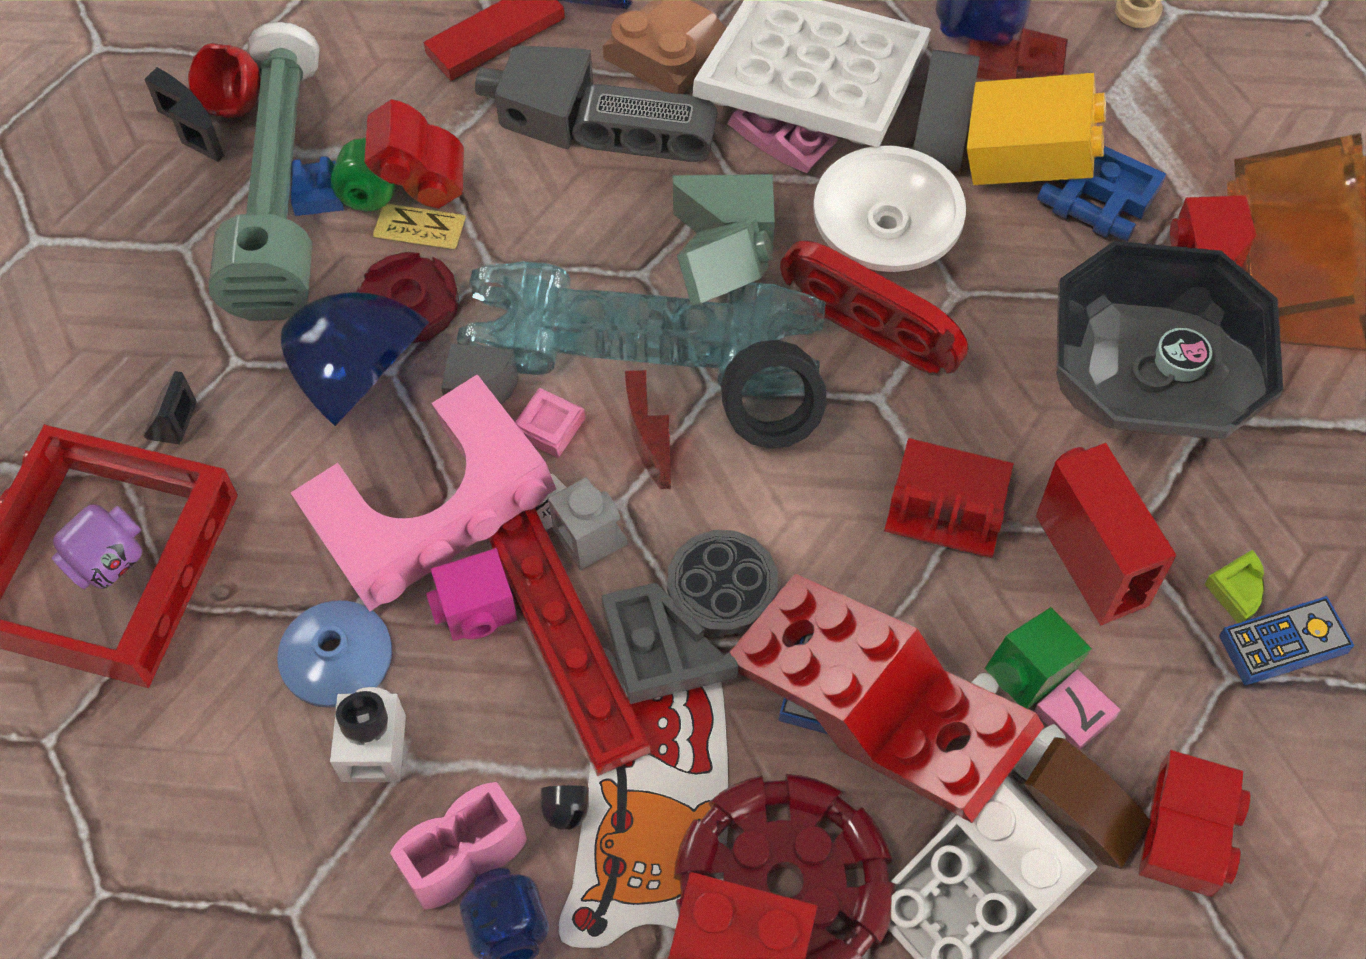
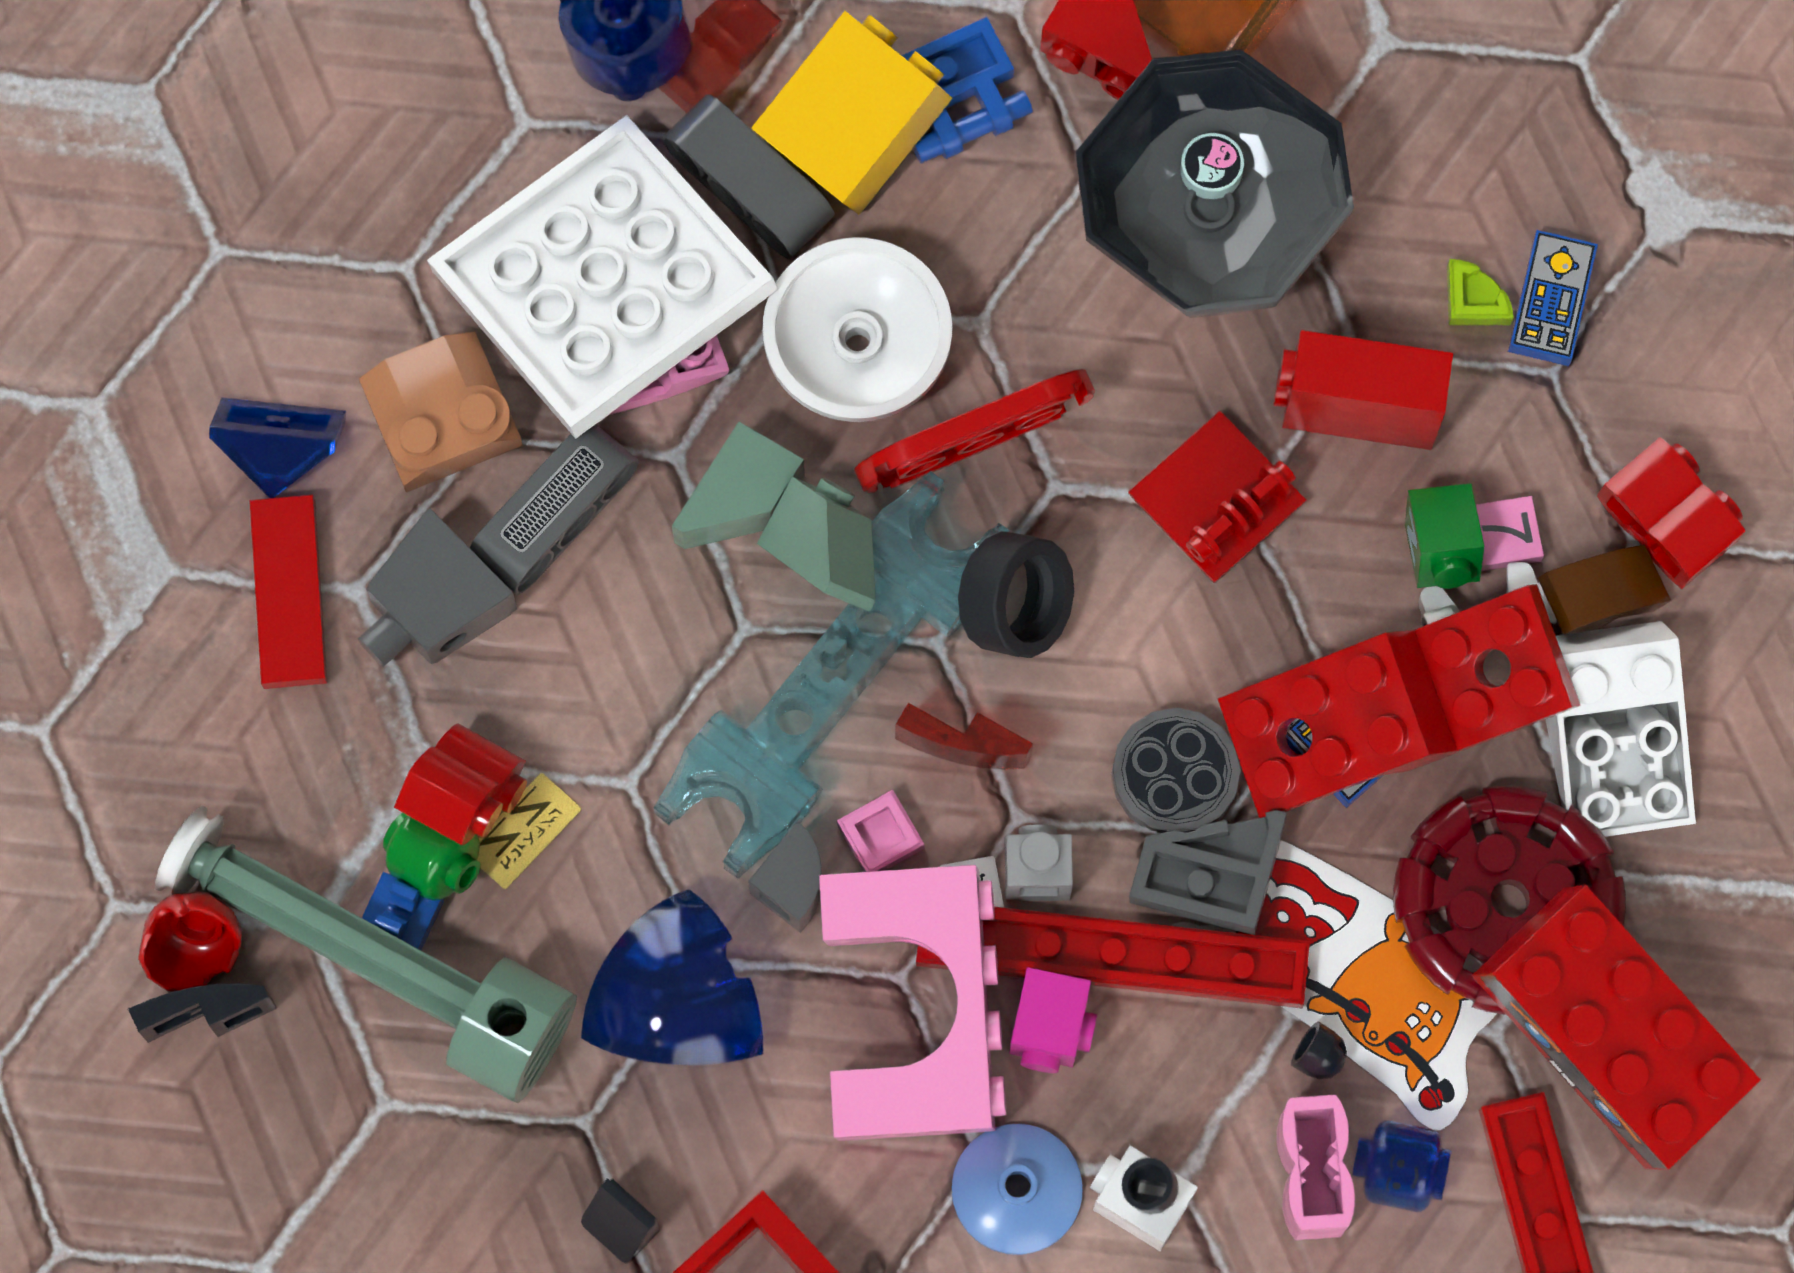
camera: 60 degrees left, 15 degrees up
(419, 284) = (613, 885): dark red tile -> none

